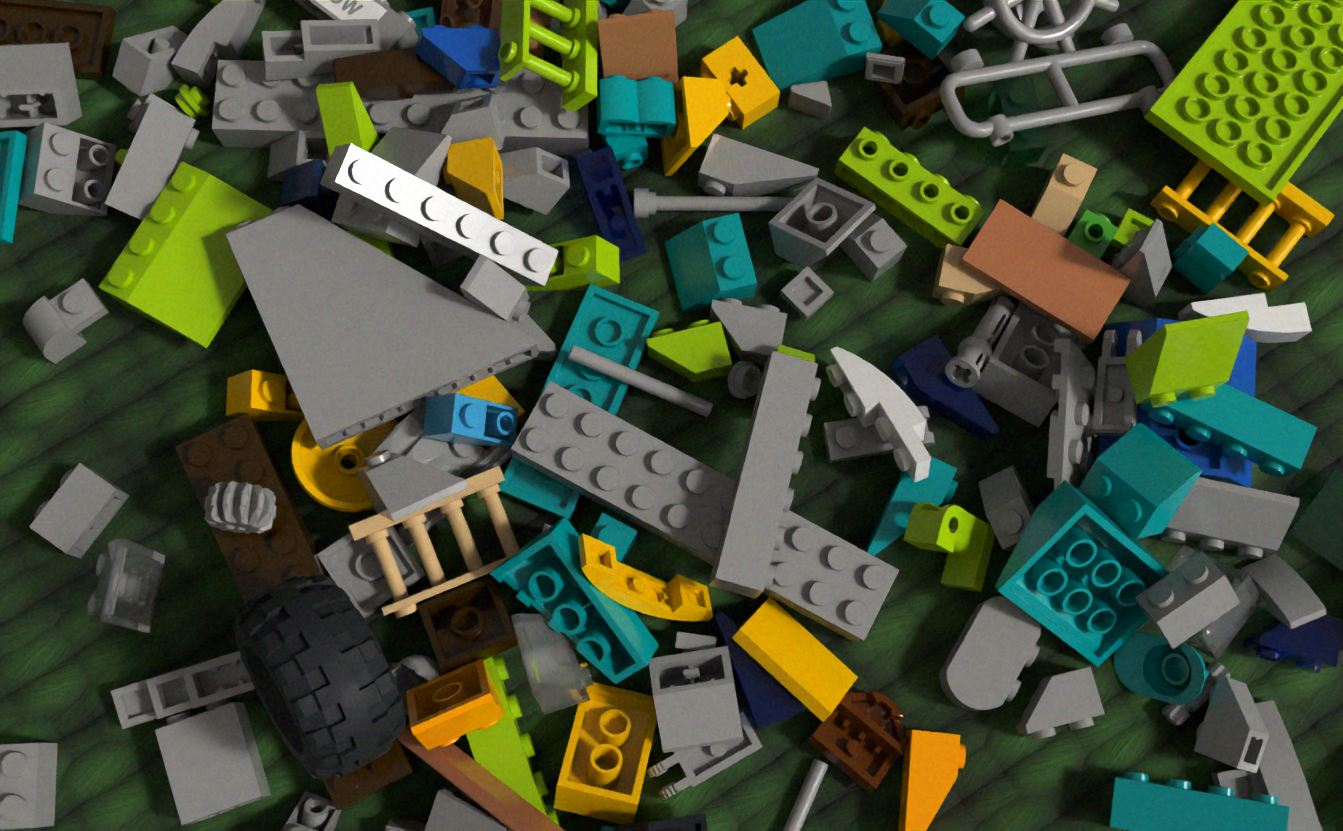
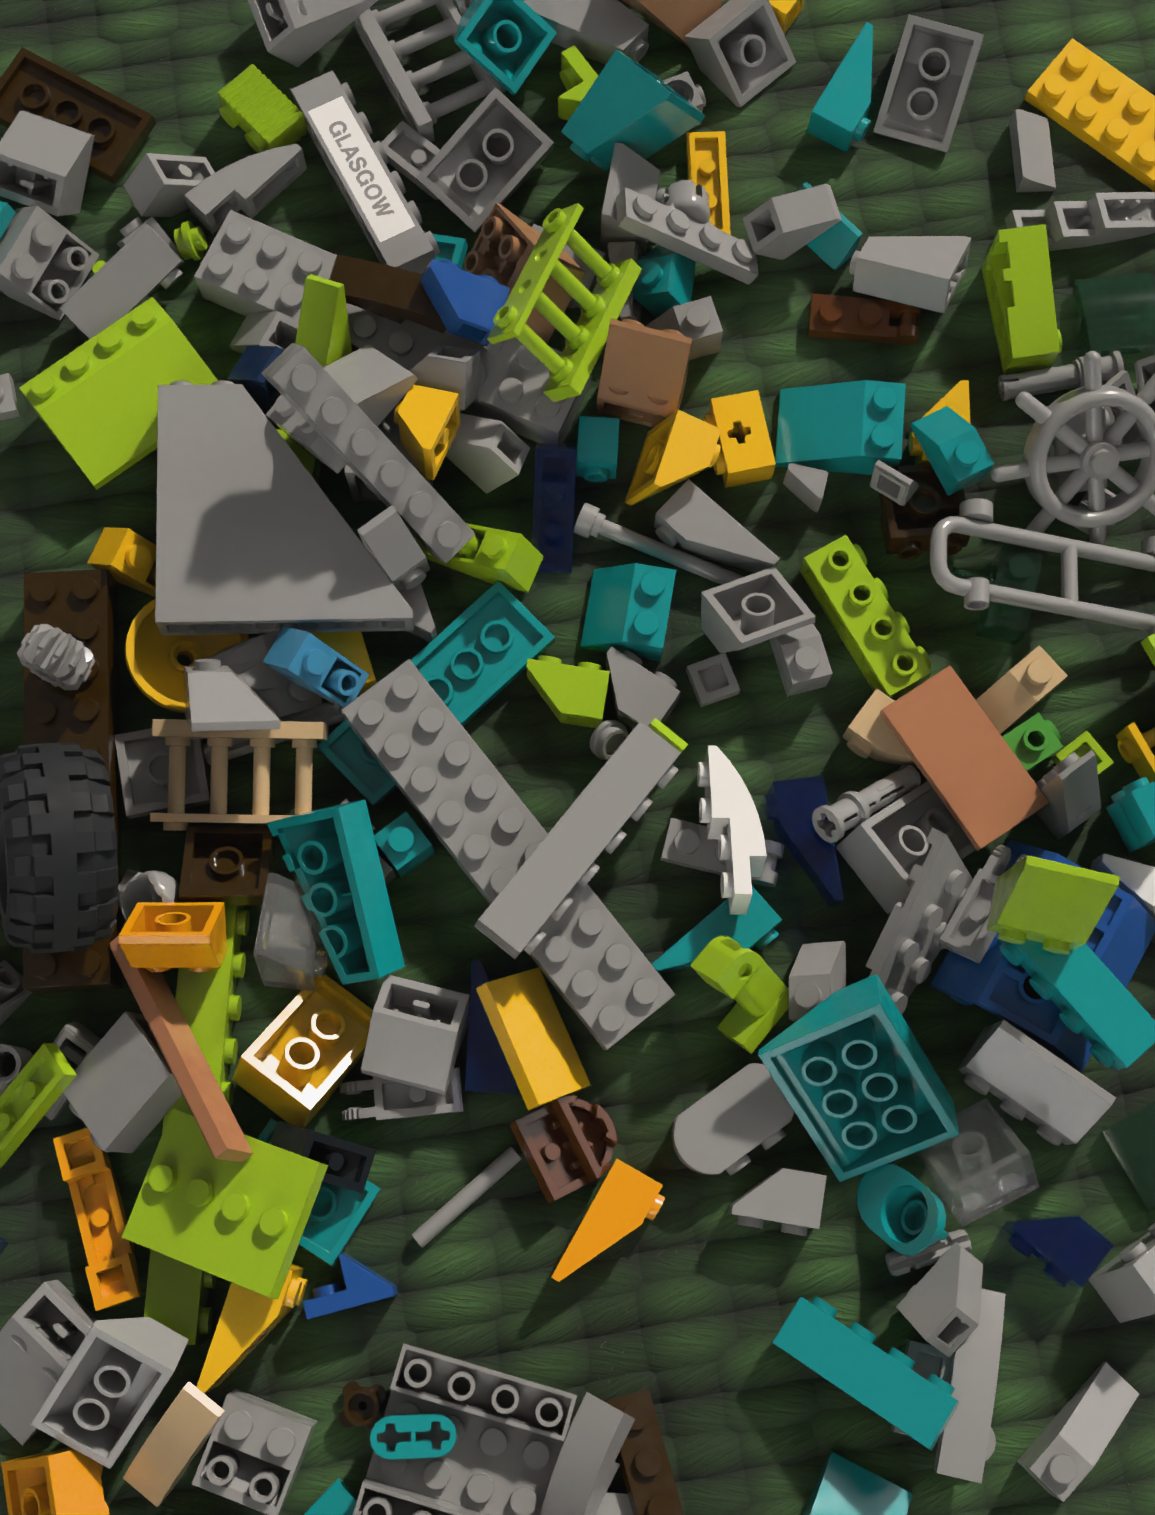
camera: 25 degrees right, 0 degrees up
(316, 45) = (329, 233): light grey slope -> none
(635, 107) = (618, 421): teal brick -> none
(639, 380) = (503, 697): light grey bar -> none
(672, 600) = (405, 902): yellow slope -> none
(693, 642) = (438, 977): light grey plate -> none
(1140, 481) = (958, 1011): teal slope -> none
(1187, 599) = (952, 1150): light grey brick -> none
(1285, 591) = (1064, 1188): light grey slope -> none

